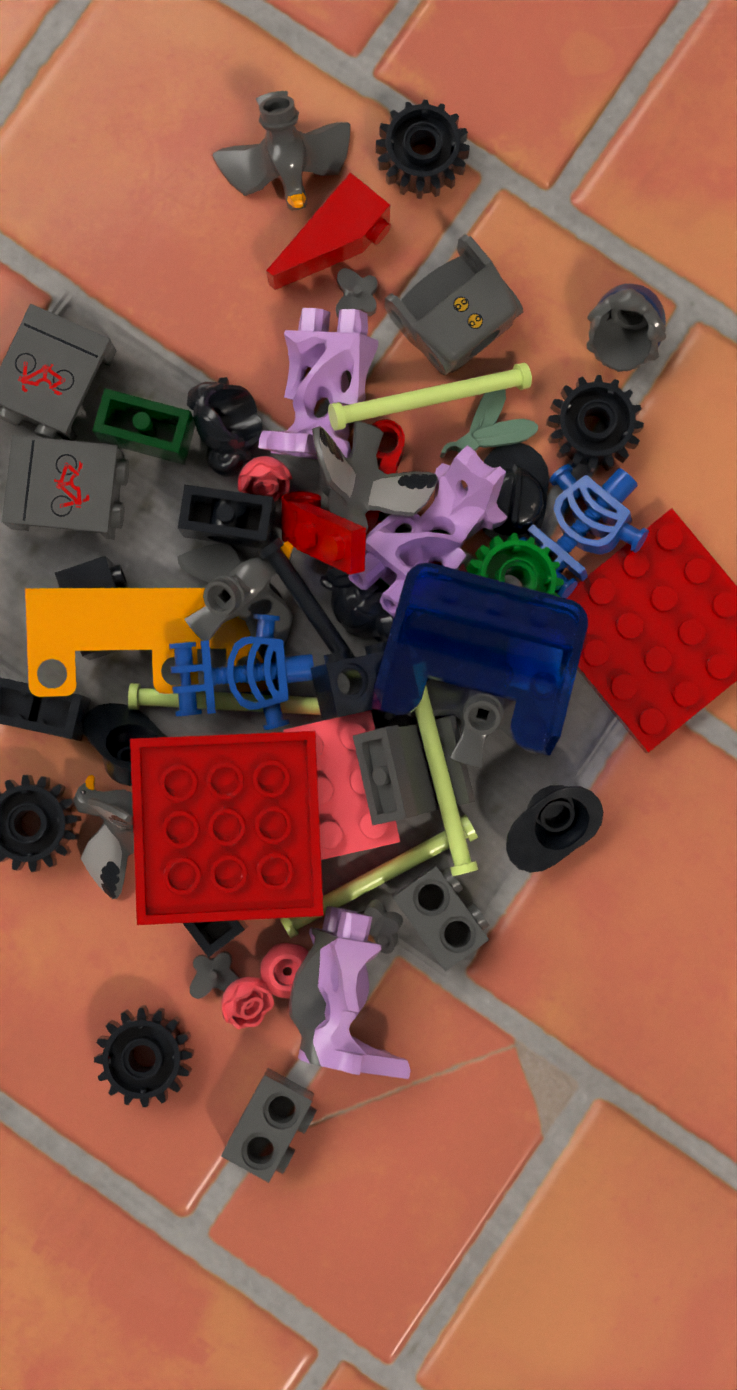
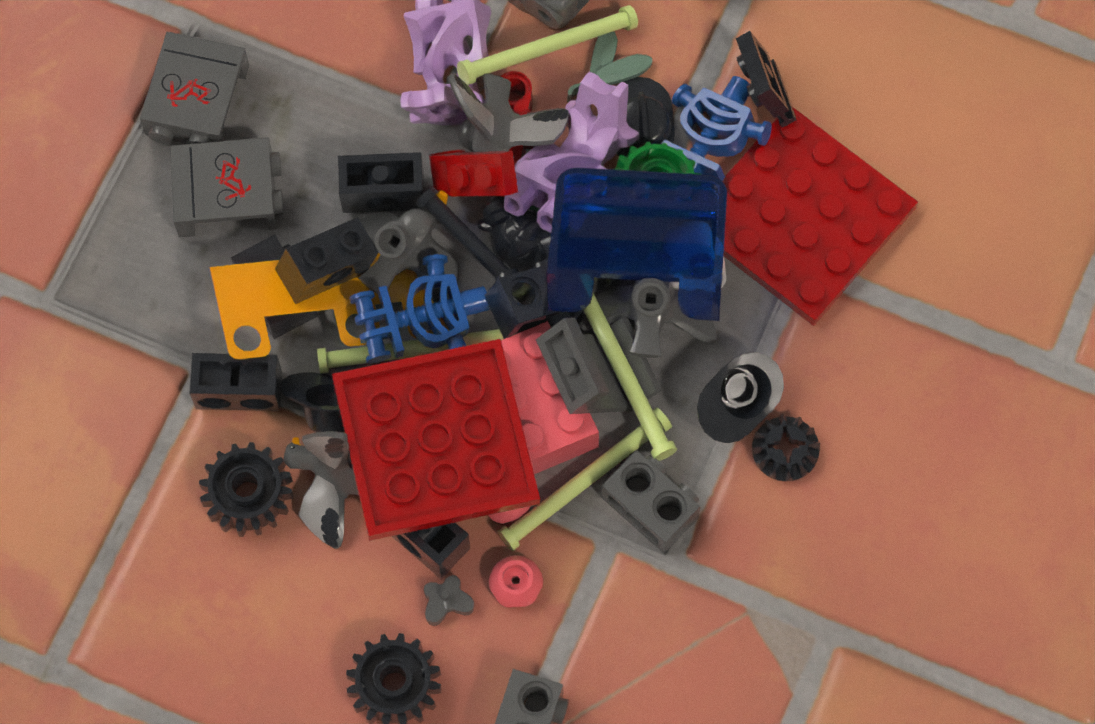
camera: 10 degrees left, 15 degrees down
(144, 426) = (291, 118): dark green brick -> none
(150, 601) = (326, 260): none -> black brick
(226, 423) = (364, 105): black hair -> none
(246, 1002) = (482, 613): coral plate -> none
(265, 477) = (410, 139): coral plate -> none
(330, 994) = (558, 581): lavender hips -> none
(383, 925) = (594, 521): dark grey piece -> none
(574, 895) = (772, 460): none -> black gear
(611, 407) = (695, 25): black gear -> none
(654, 486) = (766, 82): none -> black plate

